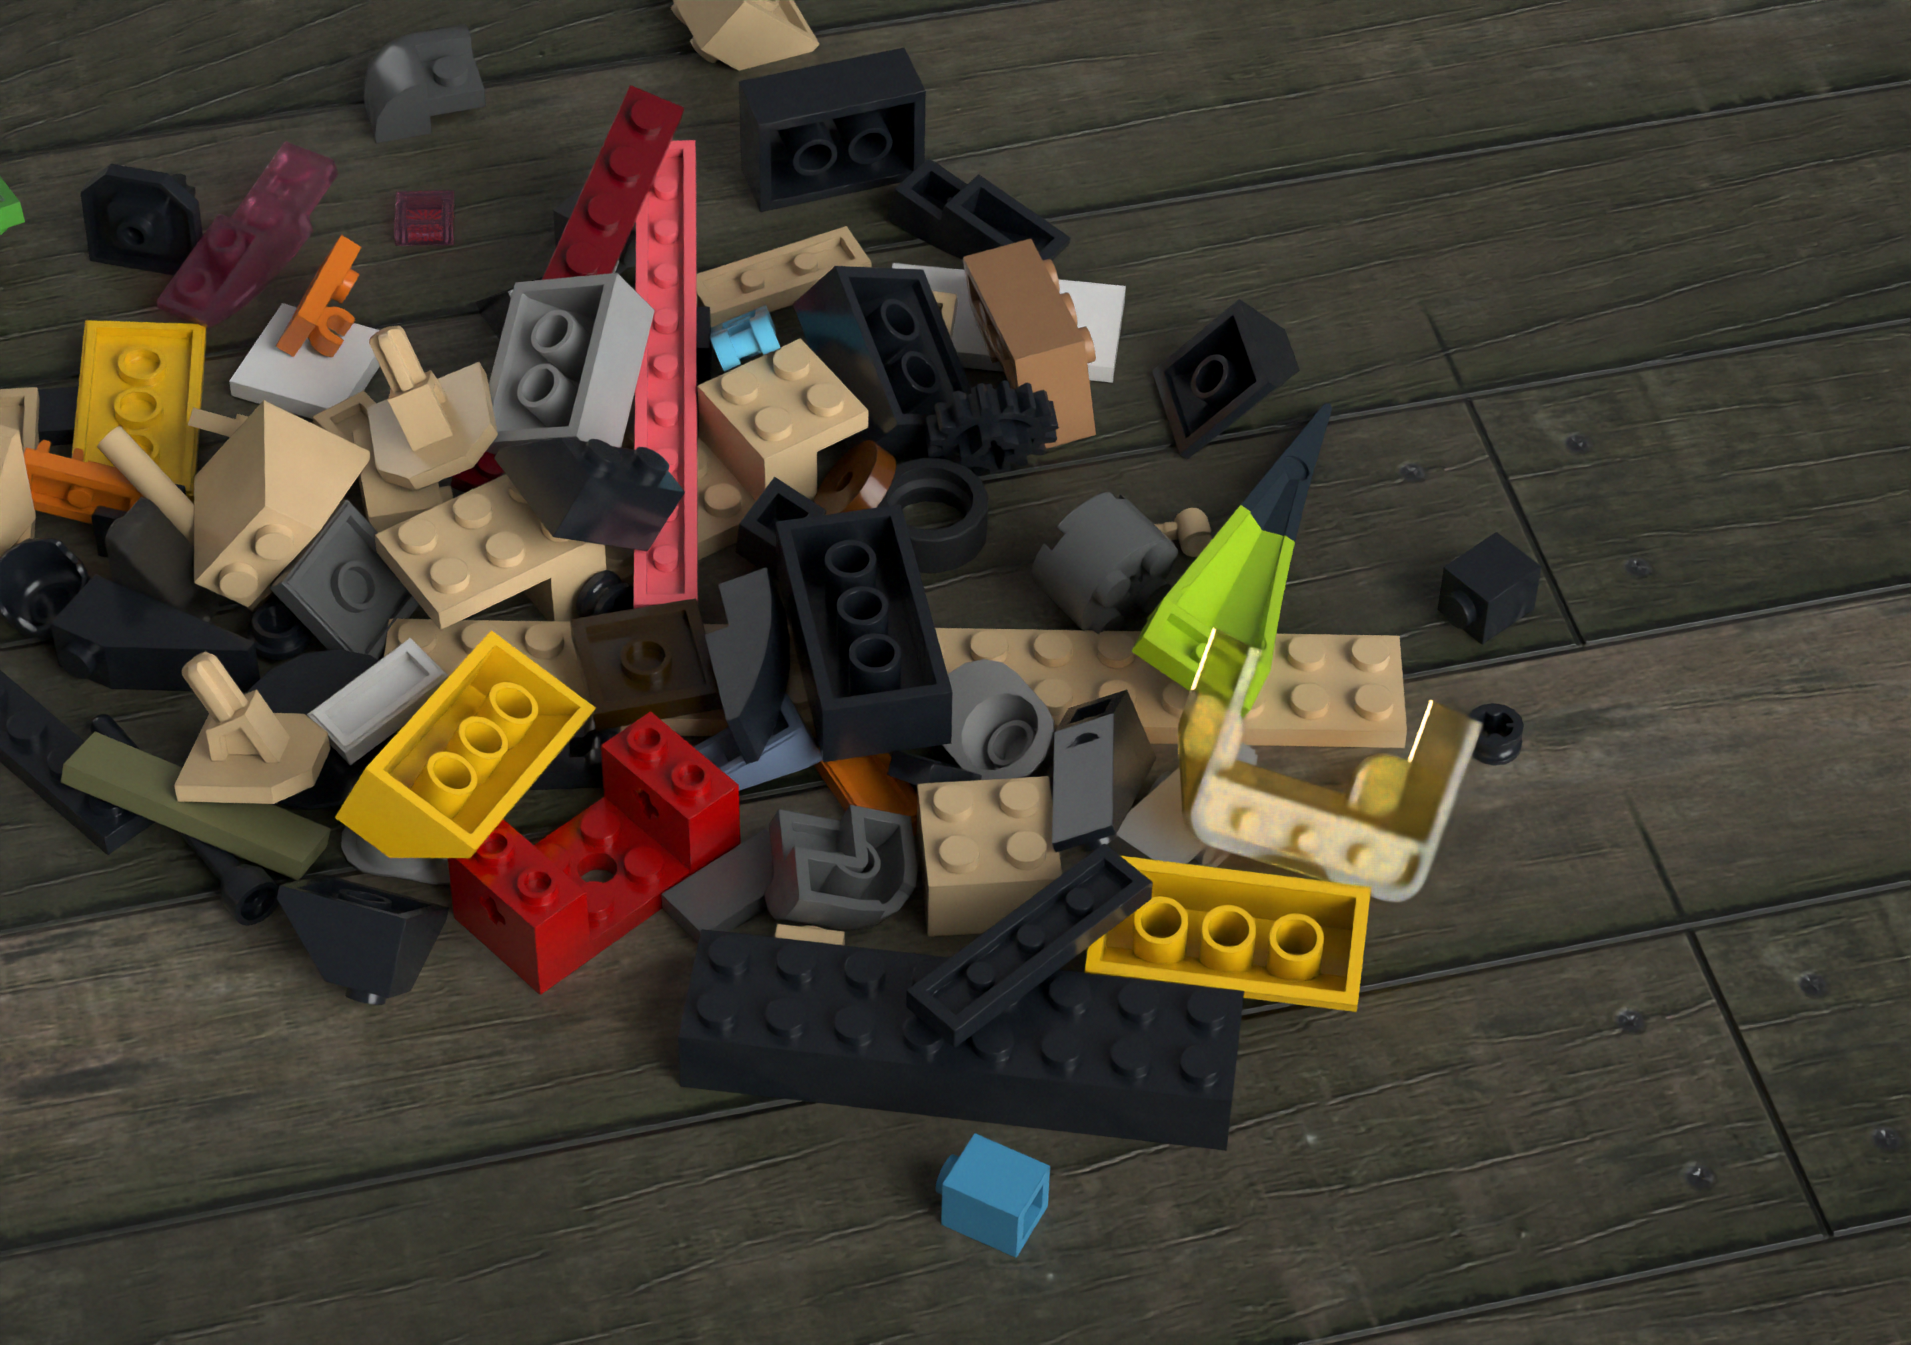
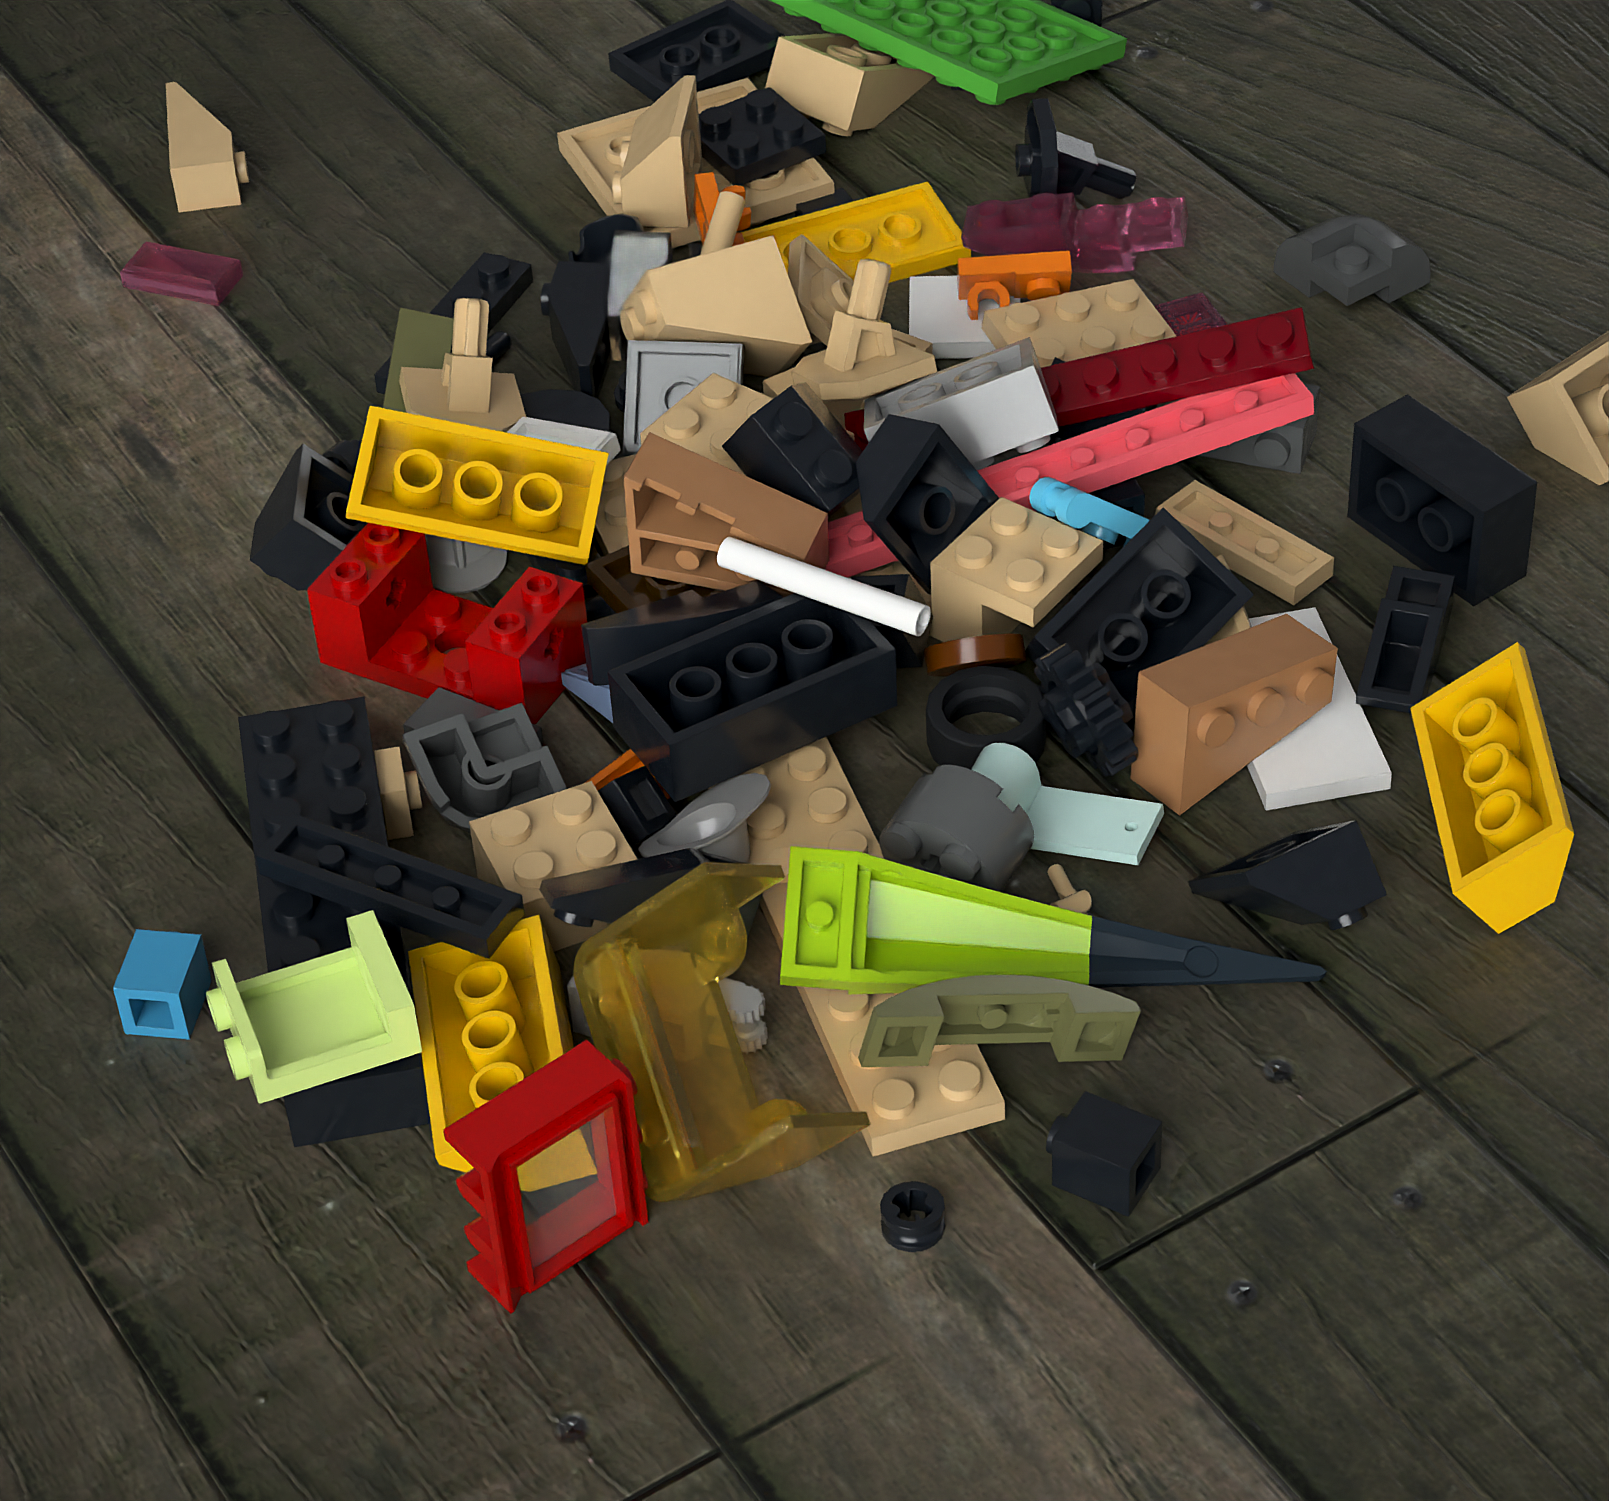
camera: 75 degrees right, 5 degrees down
(418, 282) = (1079, 322): none -> tan plate
(650, 583) = (688, 504): none -> medium nougat wedge
(684, 427) = (918, 492): none -> black slope
(800, 522) = (824, 586): none -> white piece
(1023, 523) = (1070, 819): none -> light aqua door
(1177, 1028) = (317, 1016): none -> yellowish green panel
(1216, 210) = (1495, 790): none -> yellow slope
(1339, 630) = (993, 1009): none -> olive slope
(1435, 921) = (550, 1171): none -> red window

